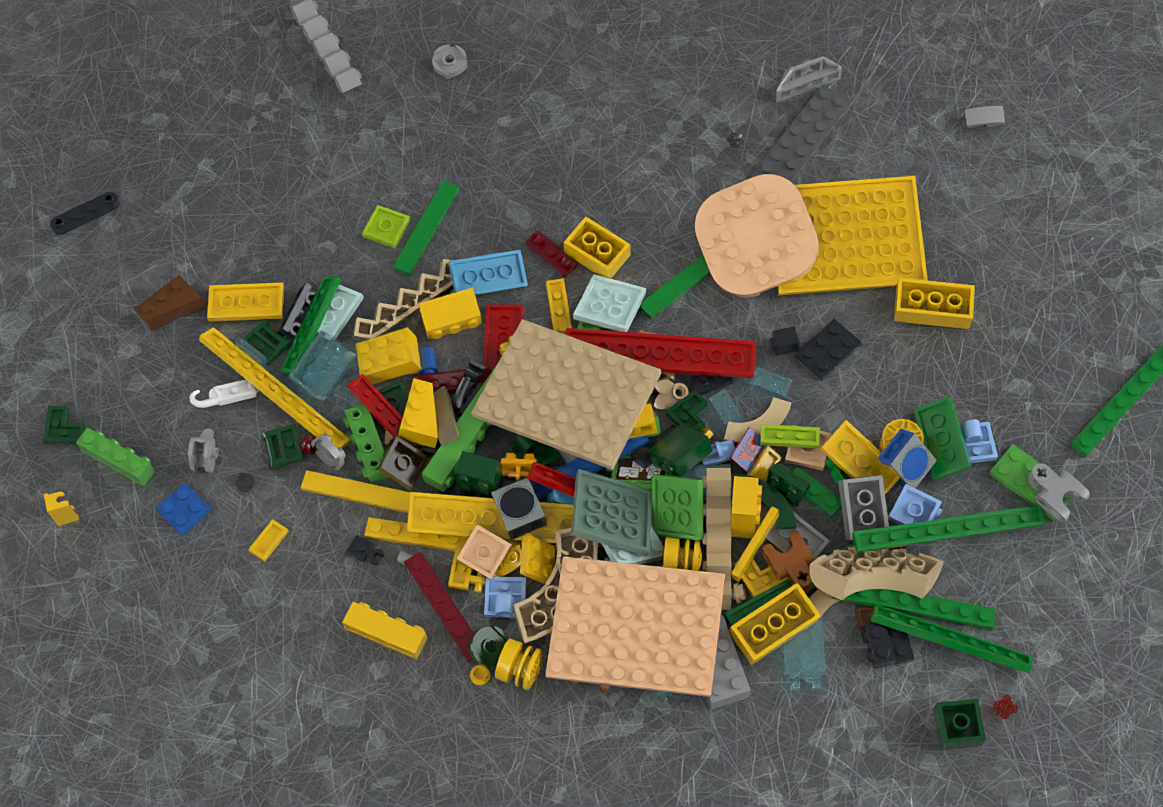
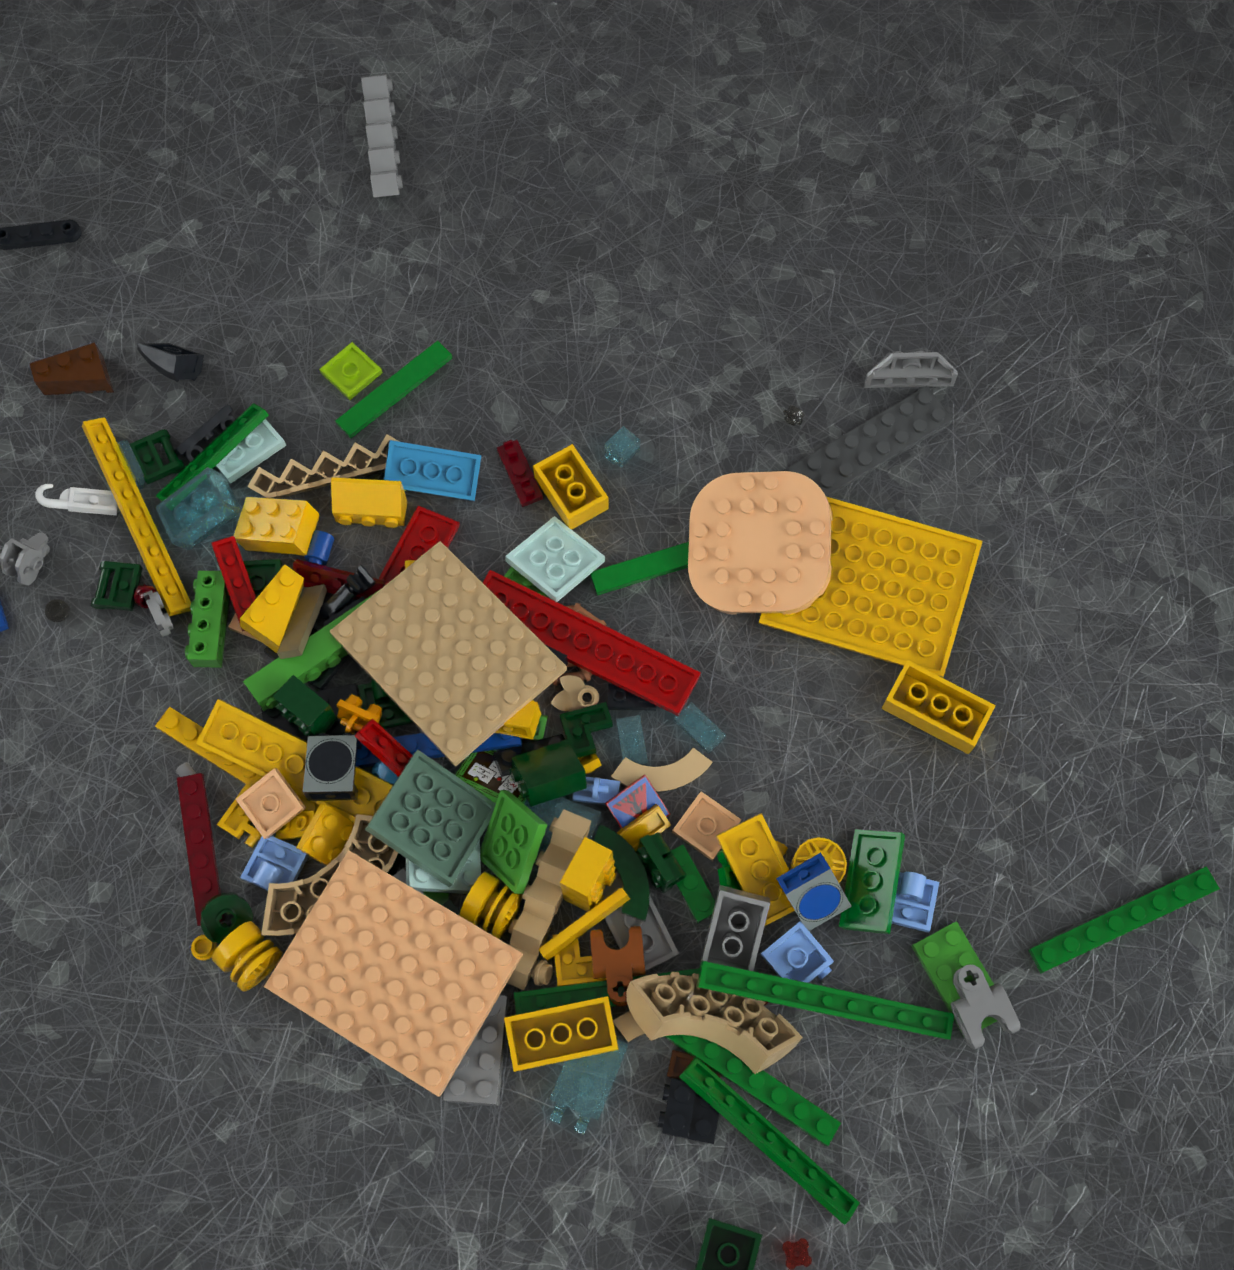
camera: 20 degrees right, 5 degrees up
(245, 267) = (172, 360): none -> black slope
(245, 302) = (156, 401): yellow plate -> none
(268, 540) = (50, 689): yellow tile -> none
(356, 491) = (170, 669): yellow tile -> none
(363, 549) = (147, 742): black plate -> none
(385, 630) = (123, 849): yellow brick -> none
(402, 462) = (232, 658): dark brown plate -> none
(451, 69) = (510, 213): light grey plate -> none
(558, 305) = (498, 540): yellow tile -> none
(620, 207) = (621, 447): none -> clear light blue brick
(784, 341) = (738, 683): black brick -> none
(790, 436) = (688, 805): lime plate -> none
(828, 349) = (787, 713): black plate -> none
(985, 115) = (1108, 496): light grey slope -> none

